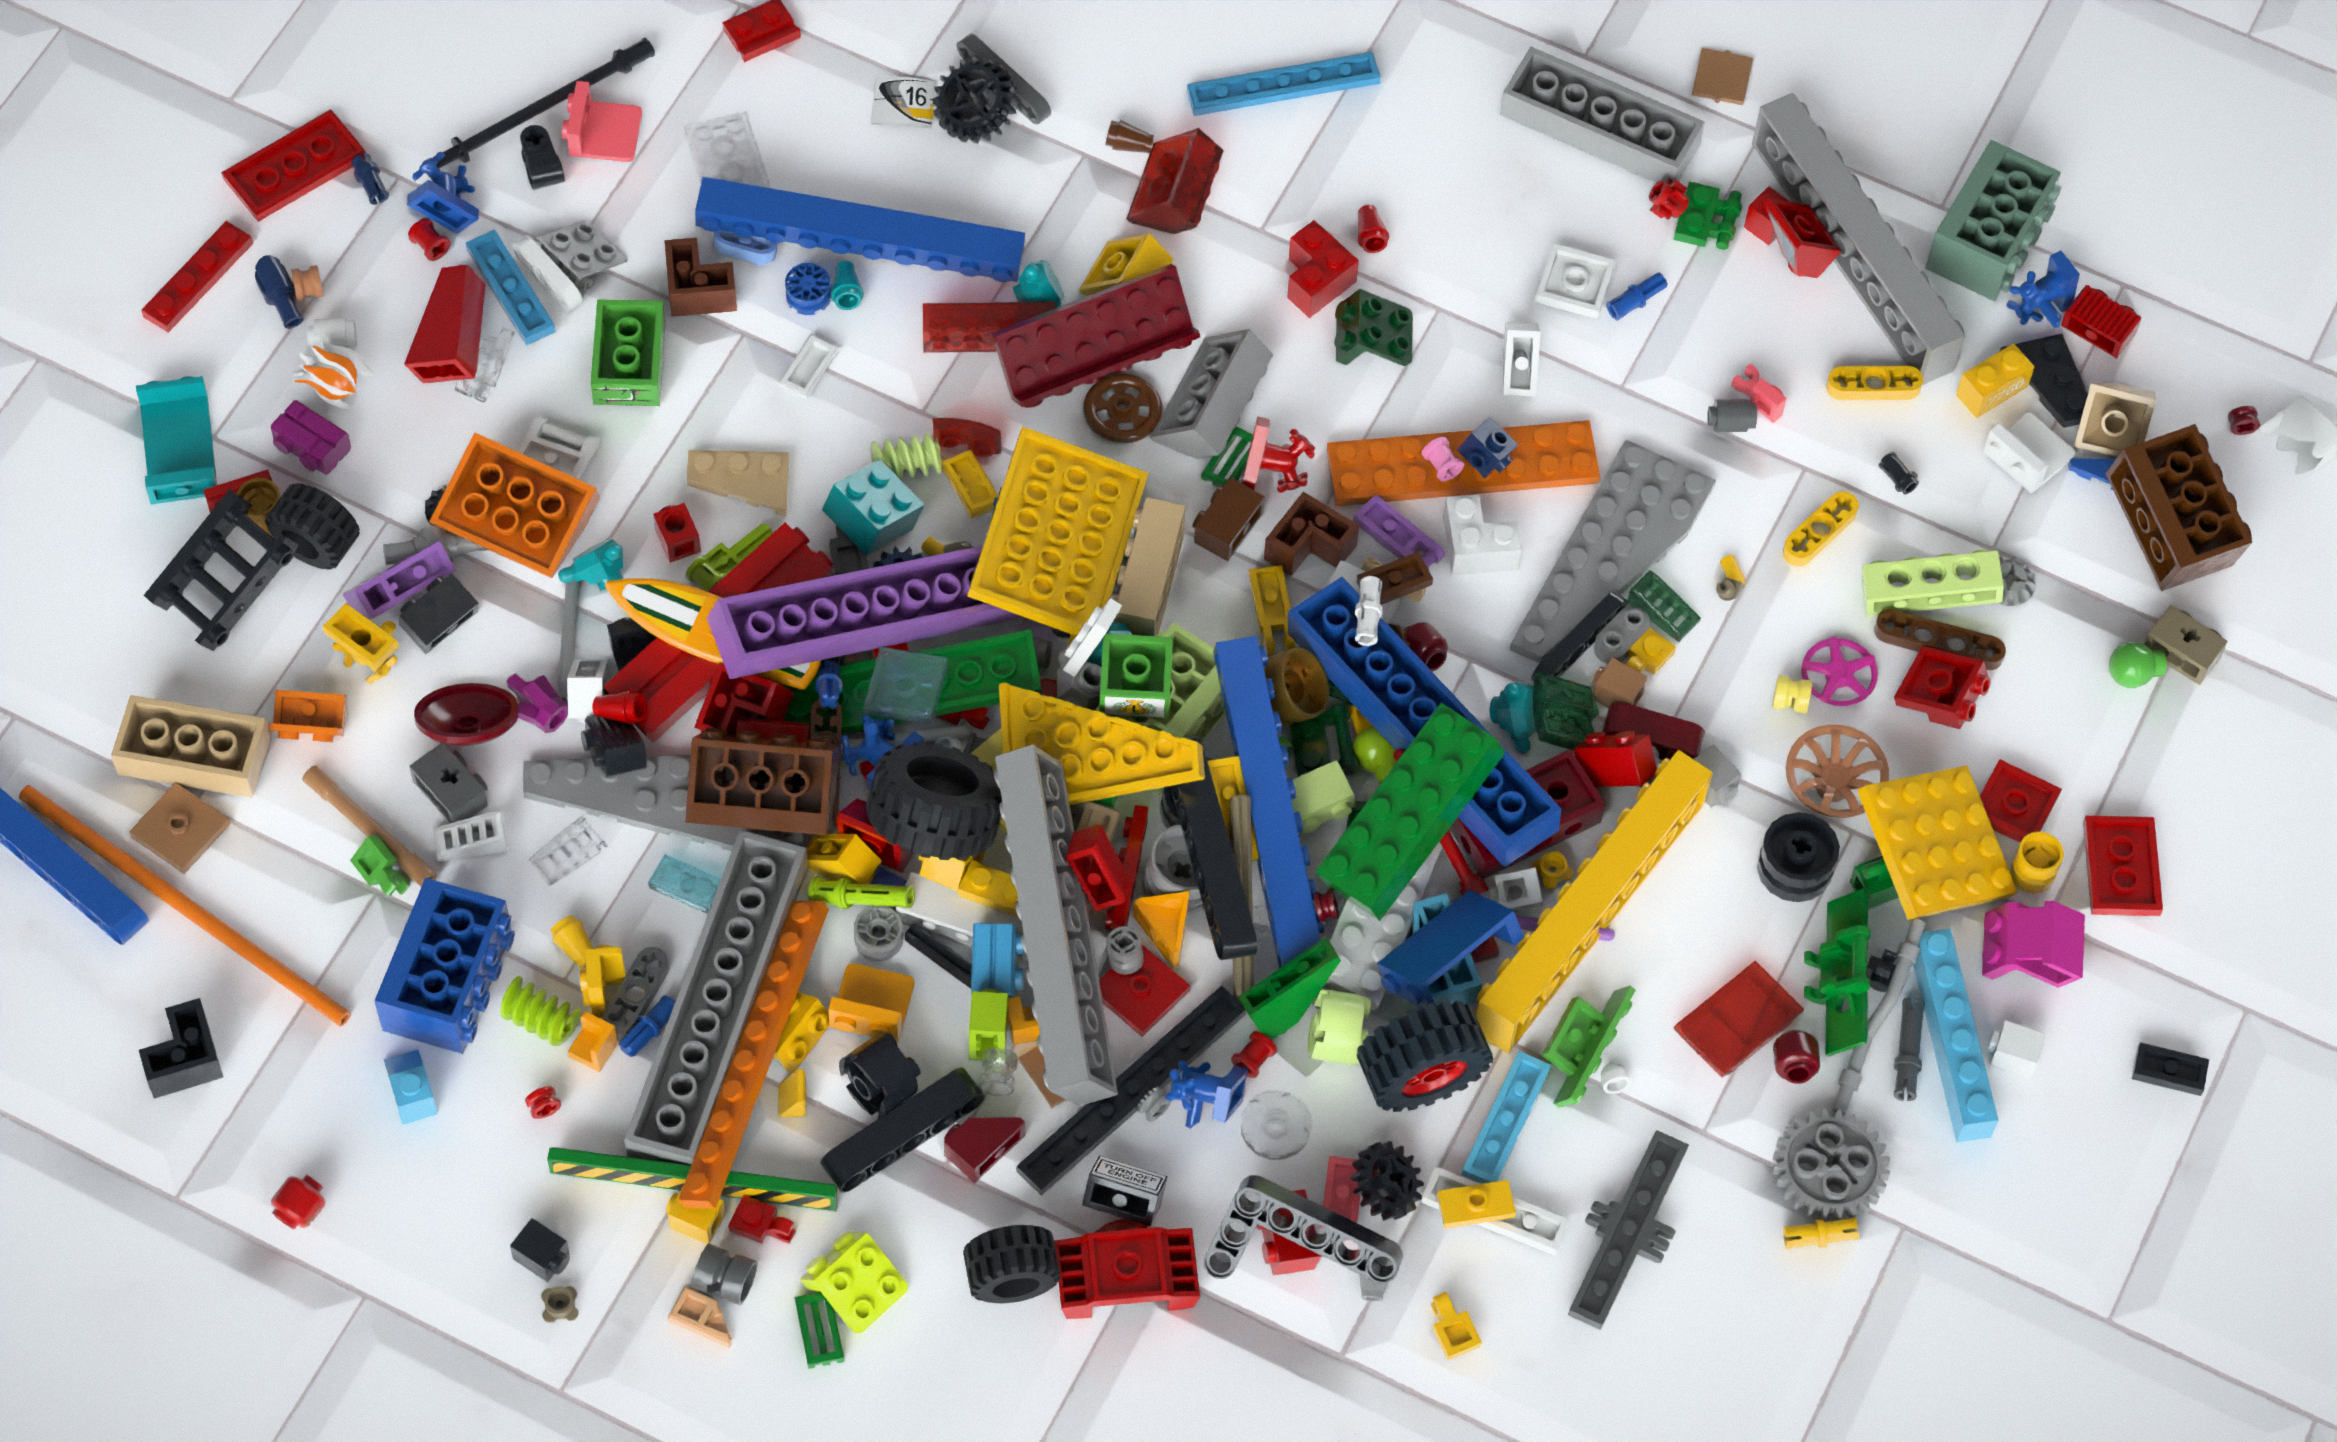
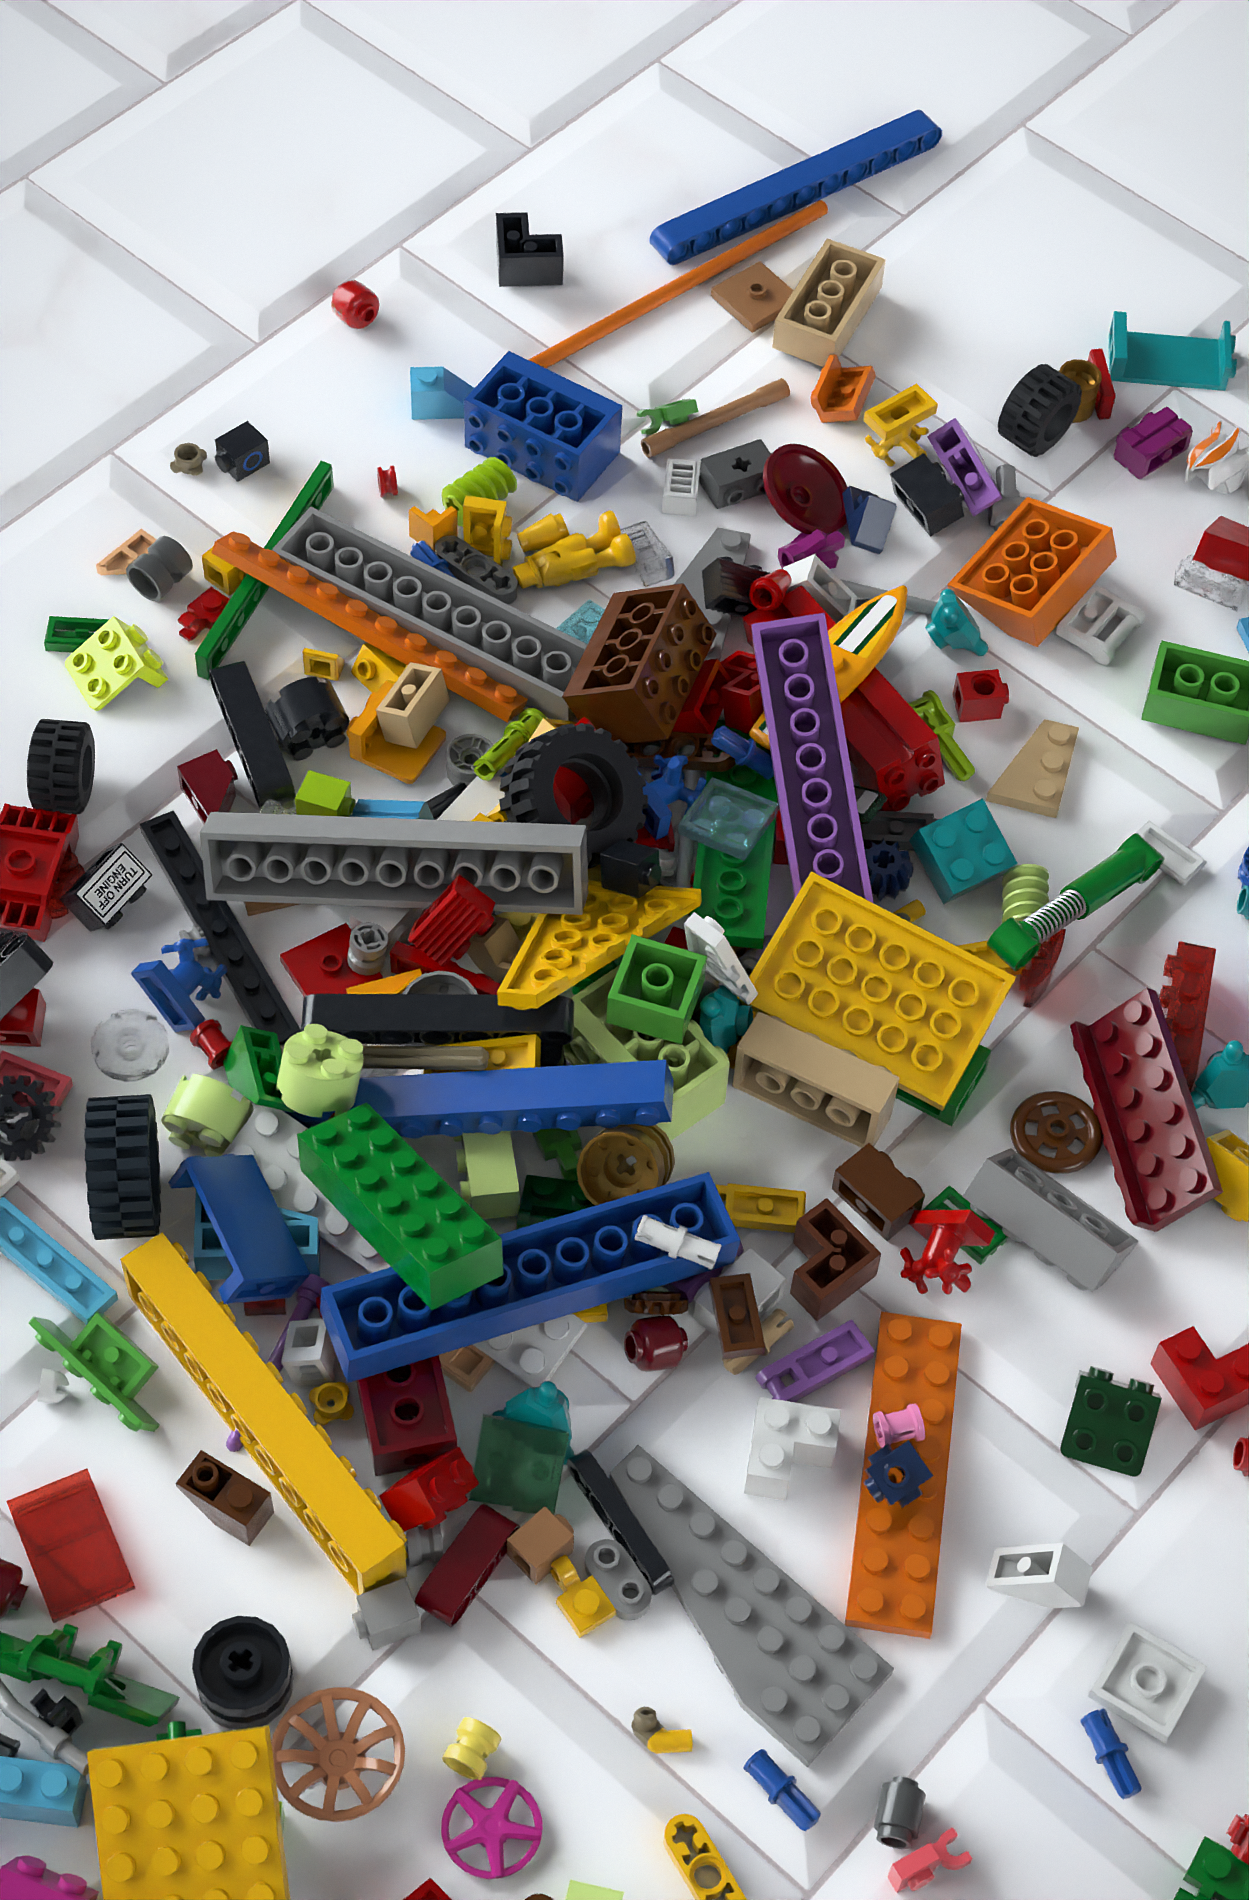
camera: 105 degrees right, 5 degrees down
(192, 557) = (1007, 321): black fence -> none
(485, 663) = (868, 518): none -> slope
(603, 909) = (576, 557): none -> yellow piece
(836, 384) = (1132, 863): none -> green piece
(845, 980) = (413, 705): none -> tan brick
(996, 736) = (630, 868): none -> black brick
(1294, 918) = (320, 1071): none -> yellowish green brick
(1667, 906) = (226, 1497): none -> reddish brown slope
(1670, 598) = (650, 1651): clear green slope -> none
(1742, 492) = (782, 1790): none -> blue axle

